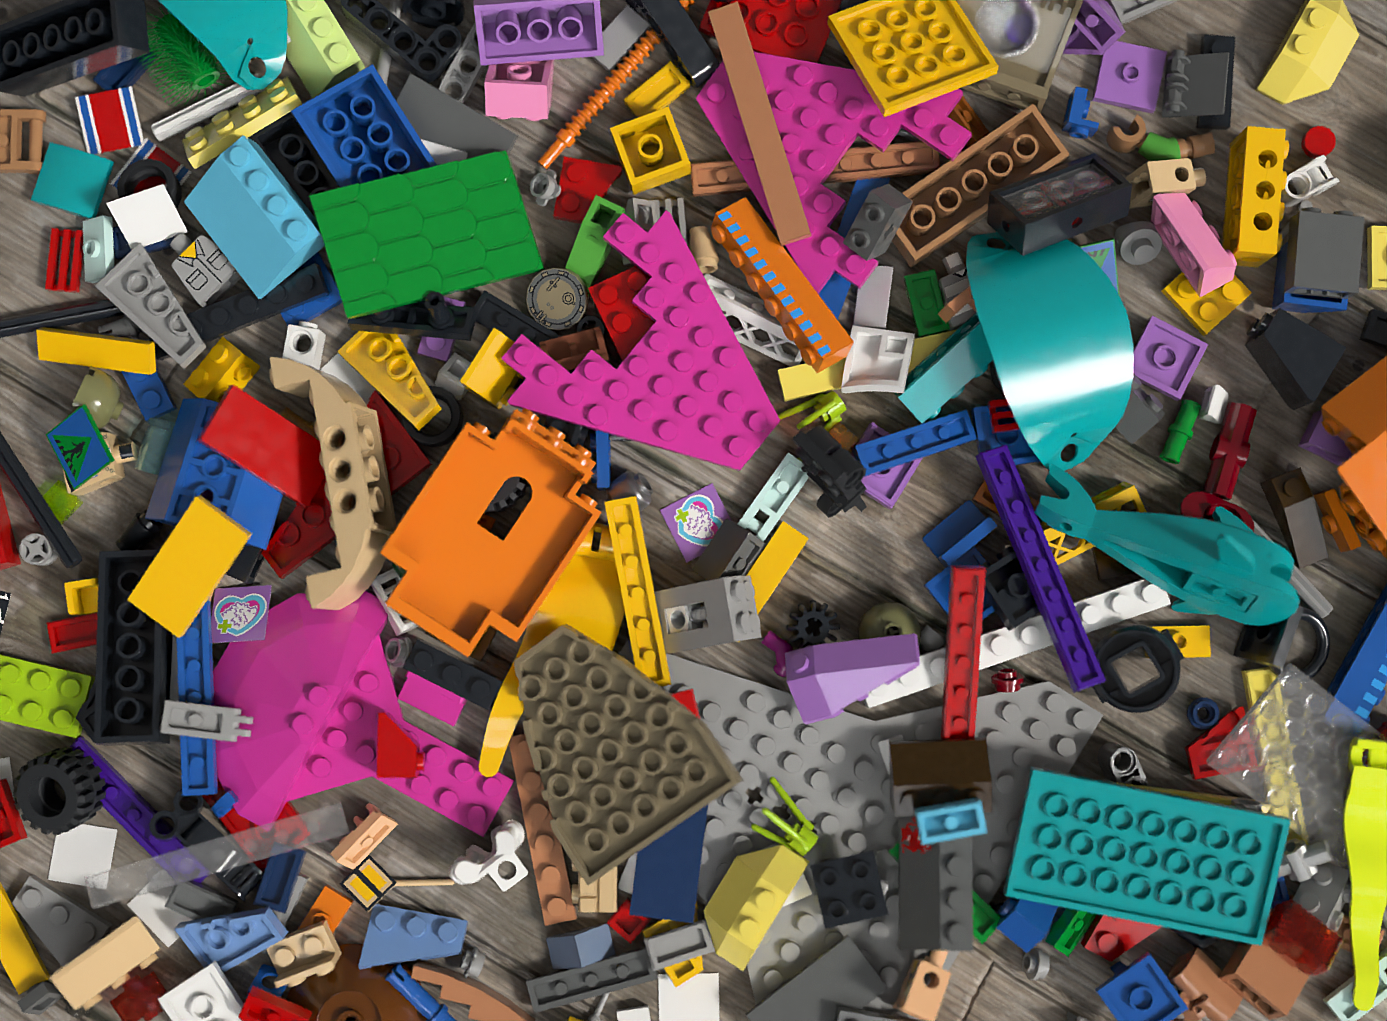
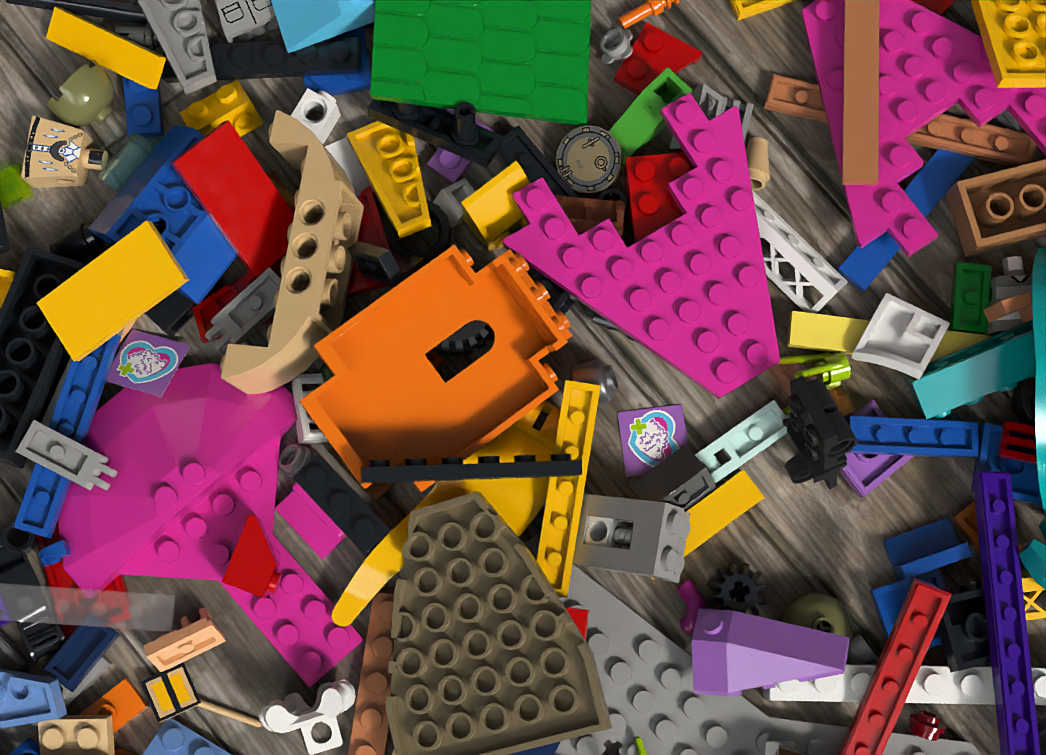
camera: 15 degrees right, 5 degrees down
(80, 447) = (50, 133): piece -> none
(309, 540) = (245, 311): none -> light grey hinge
(416, 460) = (384, 265): none -> black panel
(563, 603) = (454, 469): none -> black plate
(601, 445) = (571, 352): blue plate -> none
(650, 150) = (738, 45): yellow brick -> none
(781, 285) = (827, 225): orange brick -> none
(873, 299) = (917, 274): white slope -> none
(877, 222) = (952, 193): dark grey brick -> none

